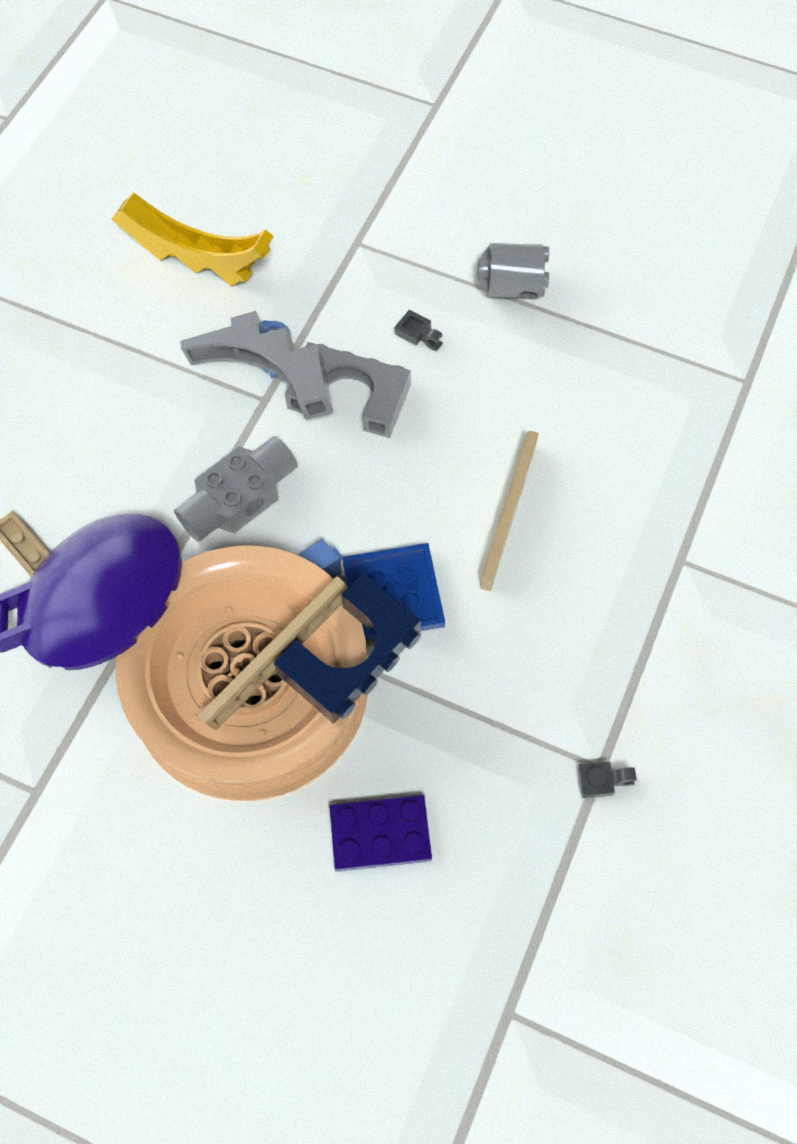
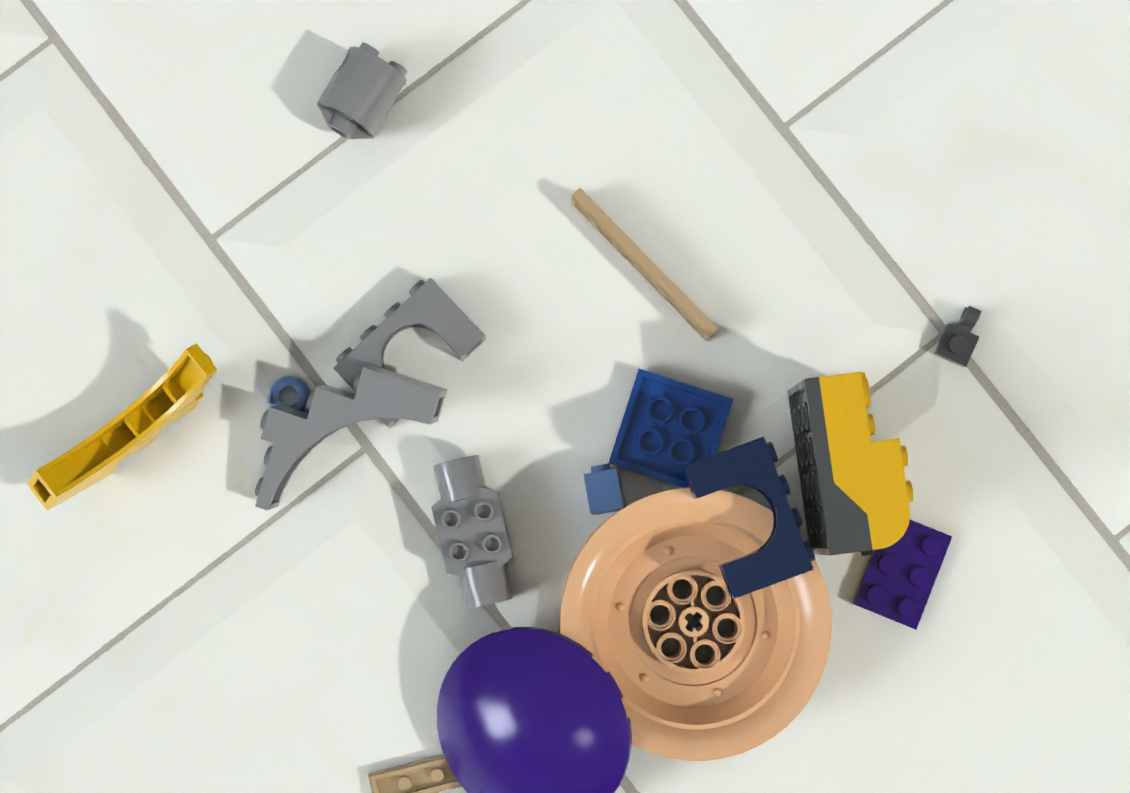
camera: 60 degrees left, 20 degrees up
(263, 665) = (712, 588): tan tile -> none
(417, 328) = (369, 239): dark grey plate -> none
(433, 715) = (849, 485): none -> piece

